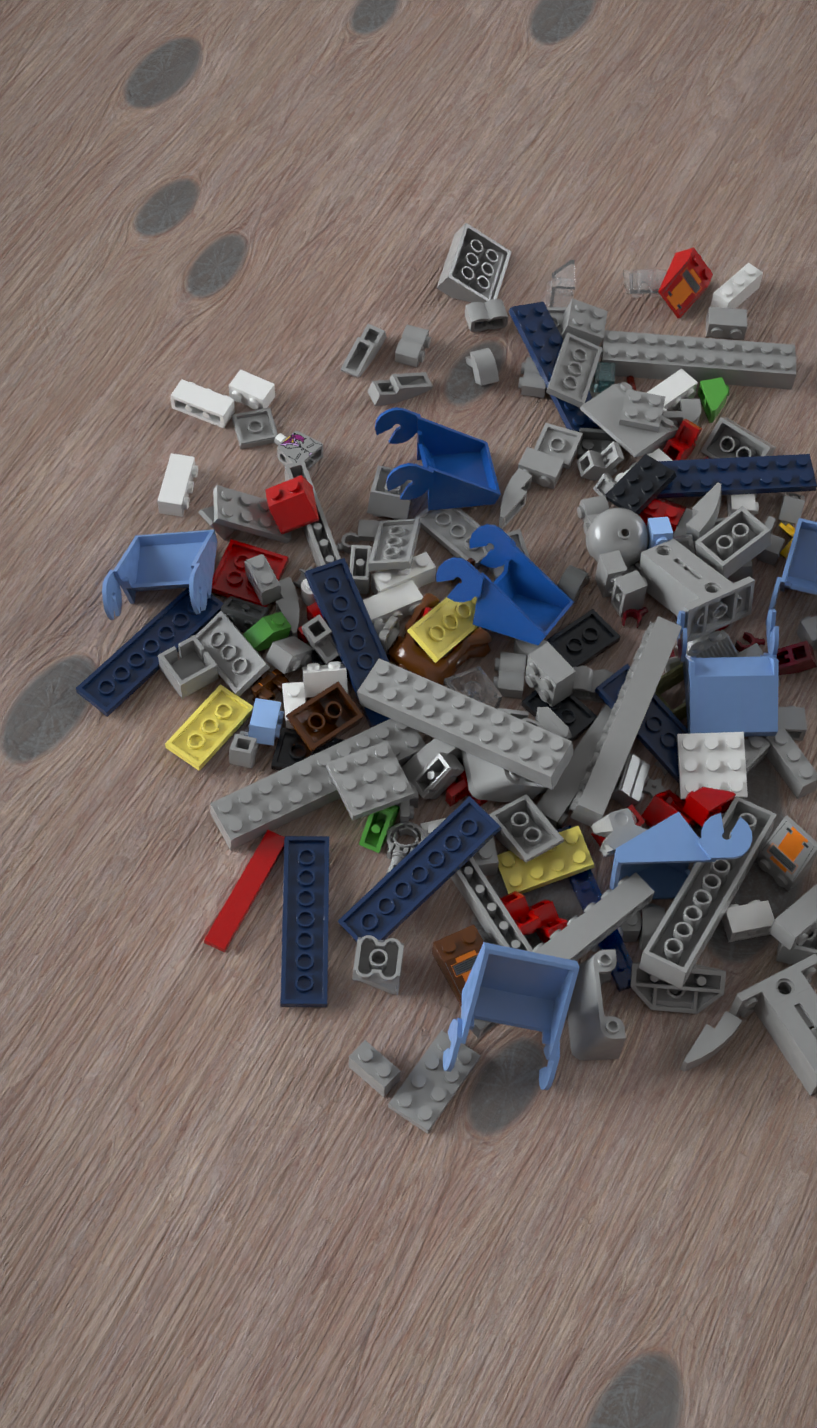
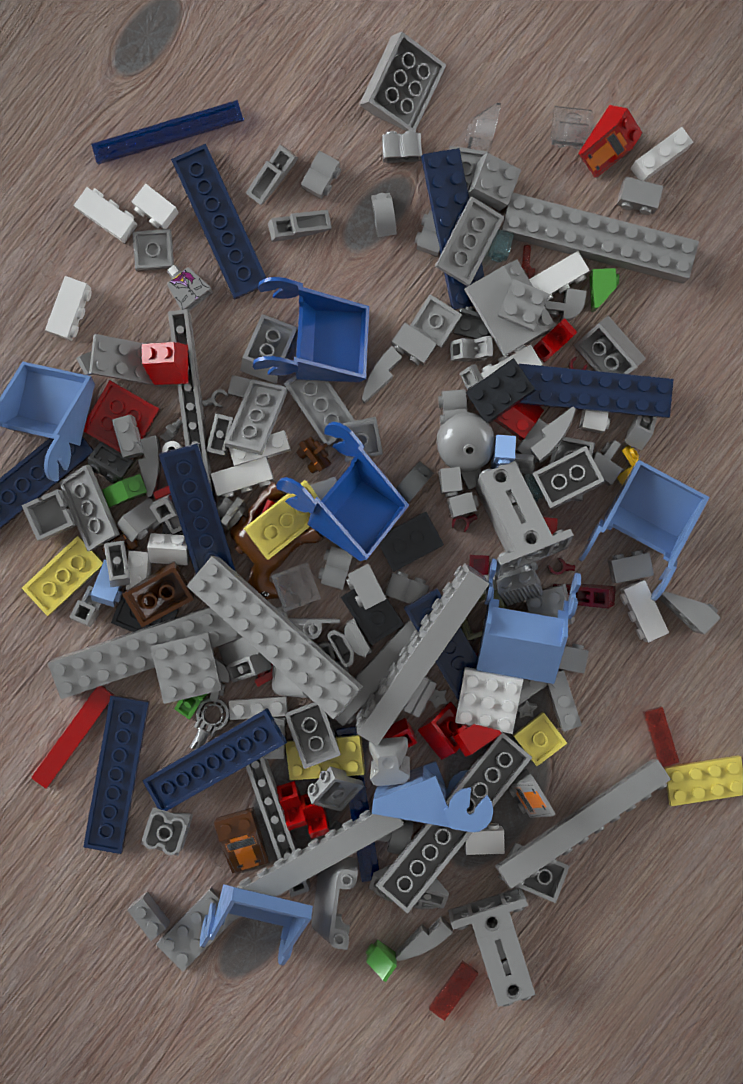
camera: 15 degrees right, 30 degrees up
(252, 332) = (167, 132): none -> clear blue plate
(274, 690) = (117, 564): none -> light grey brick
(320, 396) = (219, 220): none -> dark blue plate
(565, 882) = (334, 789): none -> light grey plate
(666, 1067) = (381, 959): none -> bright green slope
(755, 781) = (526, 709): none -> light grey piece
(761, 1096) = (453, 990): none -> clear red plate
(782, 802) = (540, 738): none -> light yellow plate

